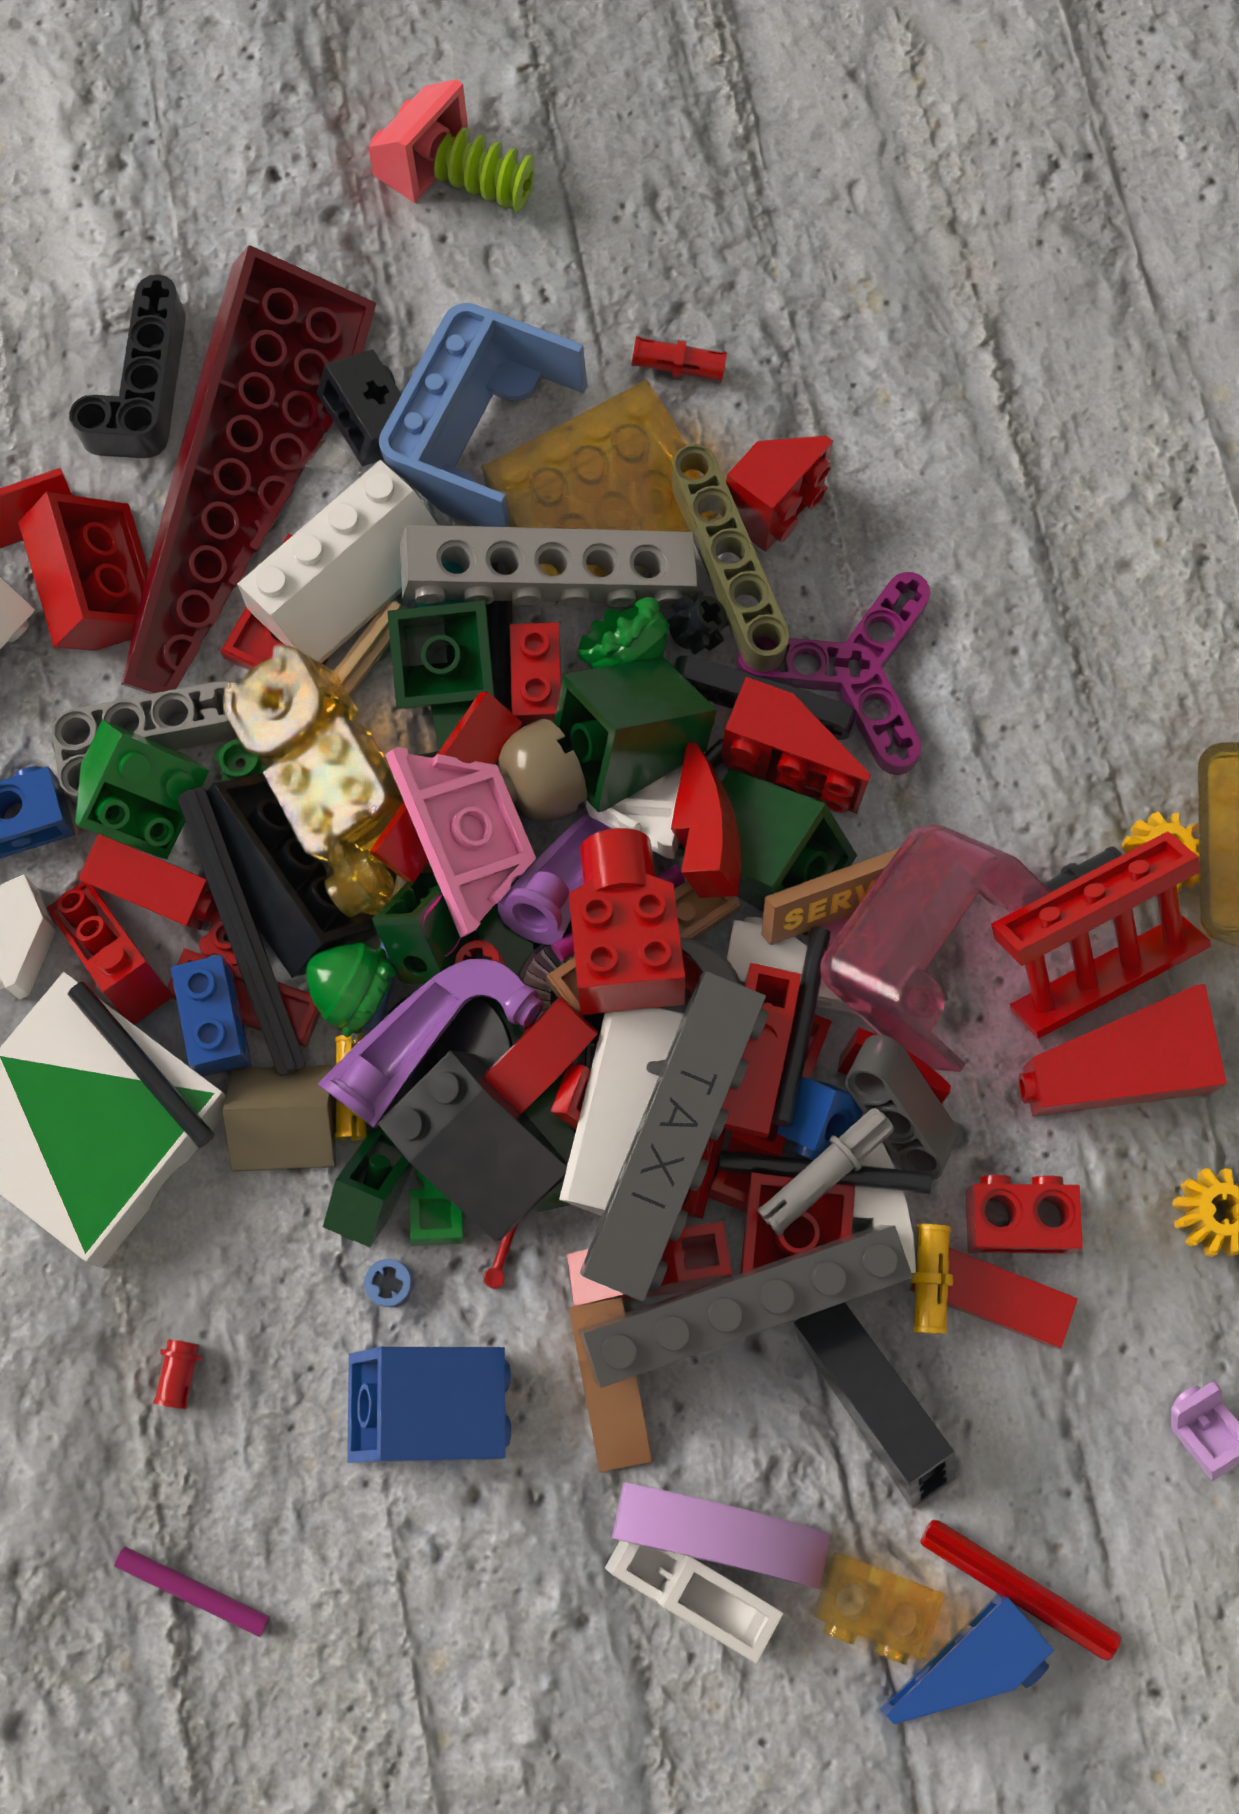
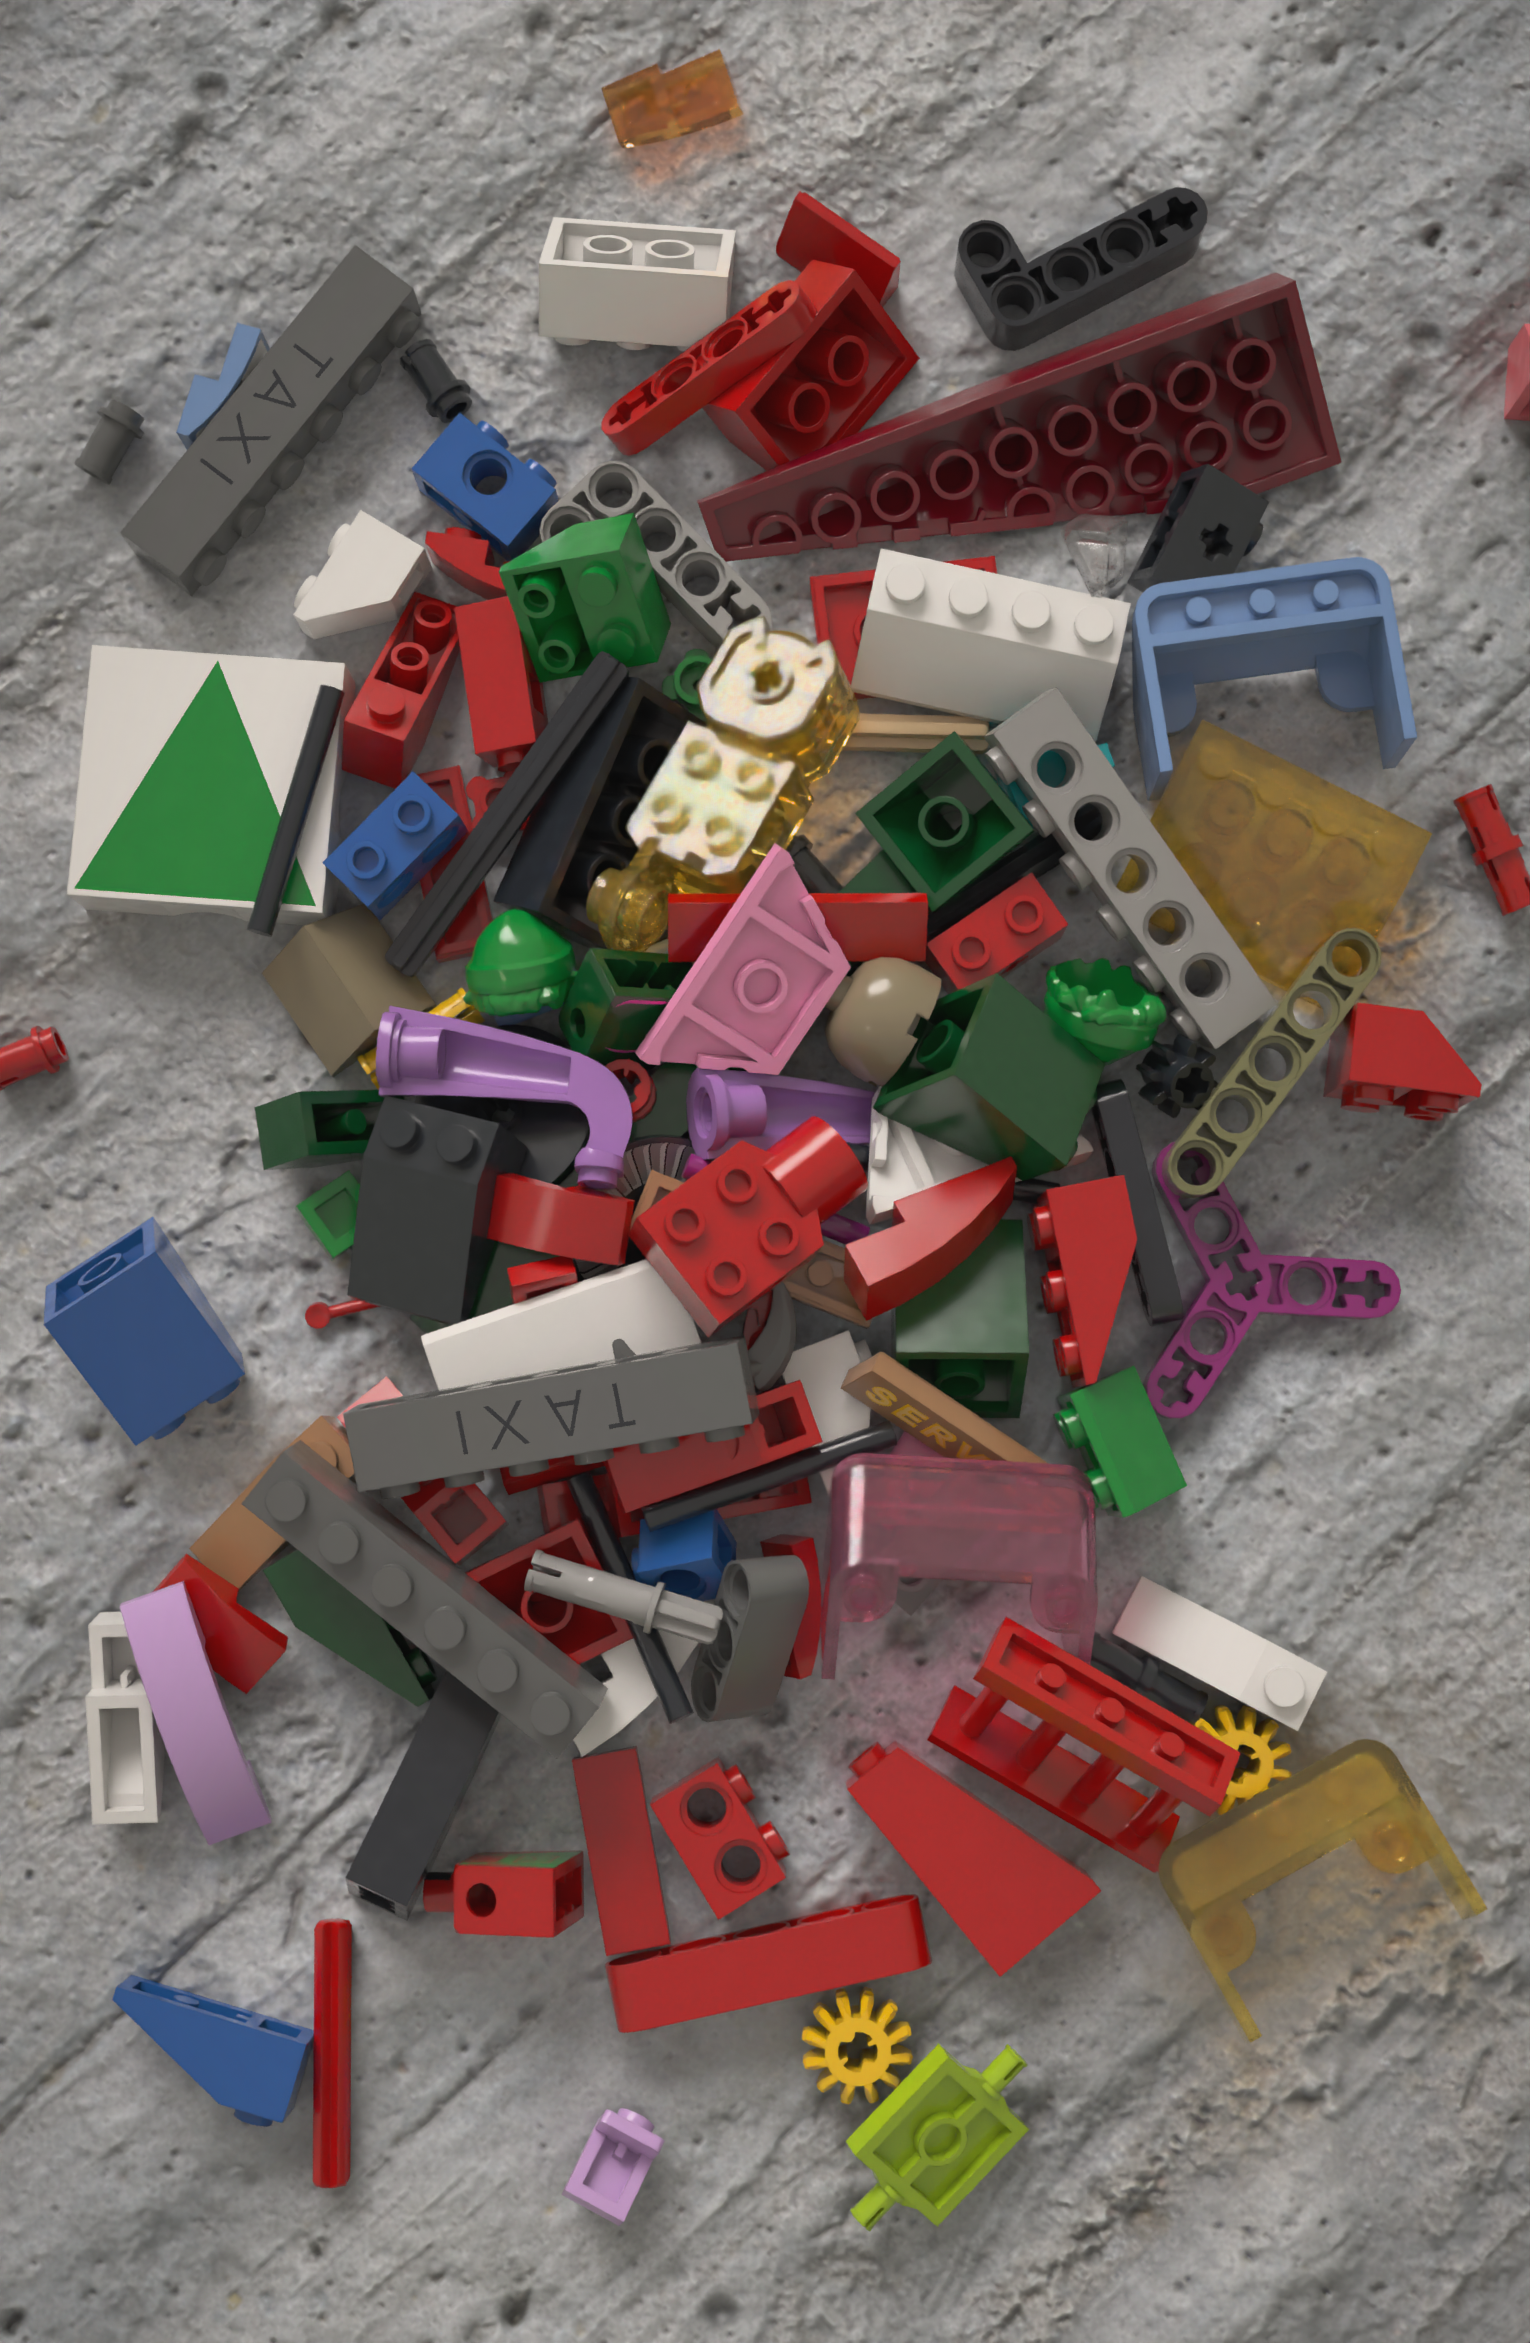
camera: 60 degrees right, 10 degrees up
(40, 624) = (709, 367): none -> red beam
(51, 858) = (466, 560): none -> red slope
(375, 1292) = (262, 1220): medium blue bush -> none
(686, 1471) = (237, 1641): none -> red slope
(714, 1383) = (350, 1628): none -> dark green slope
(881, 1595) = (242, 1914): clear yellow brick -> none
(911, 796) = (1119, 1443): none -> green slope
(932, 1279) = (589, 1776): yellow pin -> none
(984, 1363) = (510, 1893): none -> red torso
(1090, 819) = (1219, 1653): none -> white slope
(1128, 1241) = (768, 1963): none -> red beam

